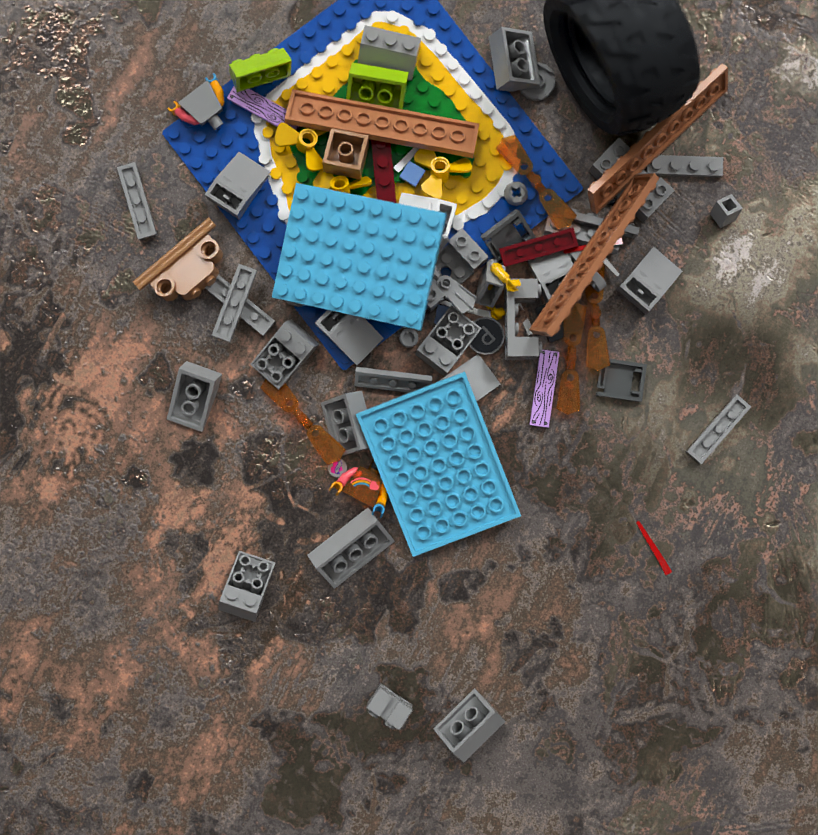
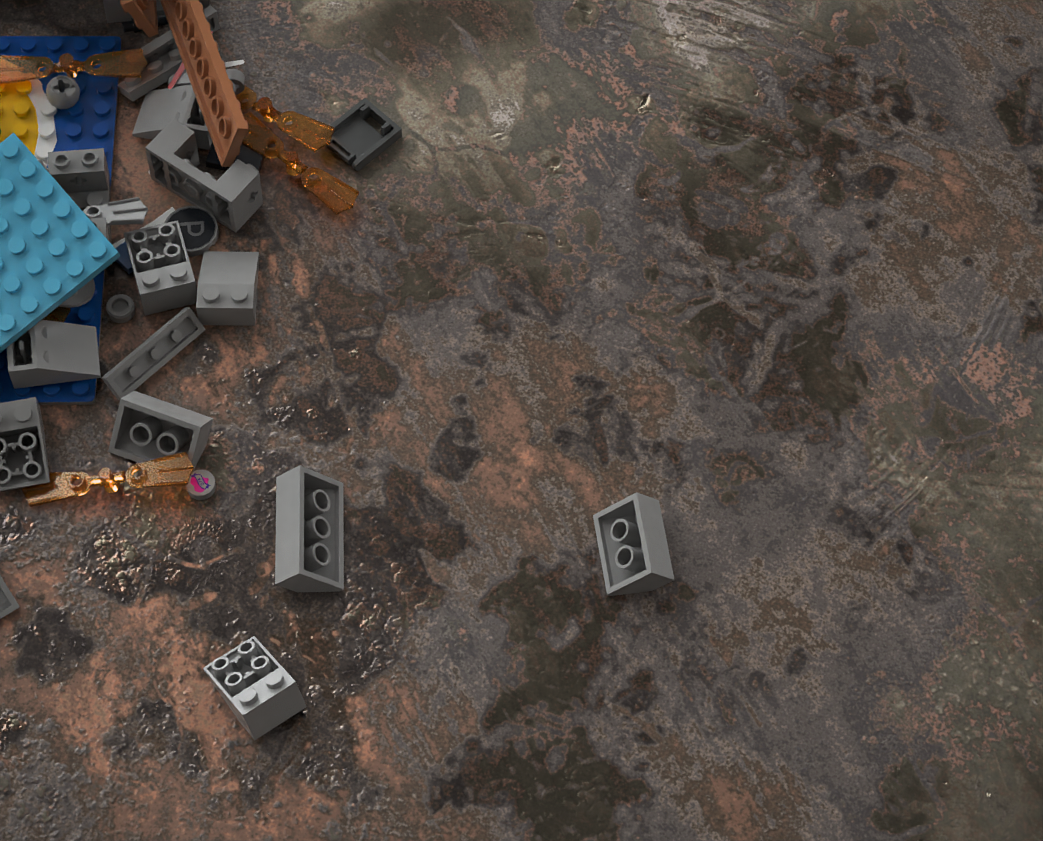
camera: 55 degrees left, 25 degrees down
(364, 486) = (249, 464): torso -> none
(389, 706) = (538, 613): light grey brick -> none
(438, 464) = (291, 362): medium azure plate -> none
(491, 284) = (138, 176): torso -> none
(505, 234) = (100, 133): dark grey container -> none
(538, 247) = (141, 107): dark red plate -> none
(544, 388) = (304, 213): lavender tile -> none
(649, 280) = (277, 40): light grey slope -> none
(658, 555) = (614, 230): red sticker -> none
(718, 429) = (495, 80): light grey plate -> none

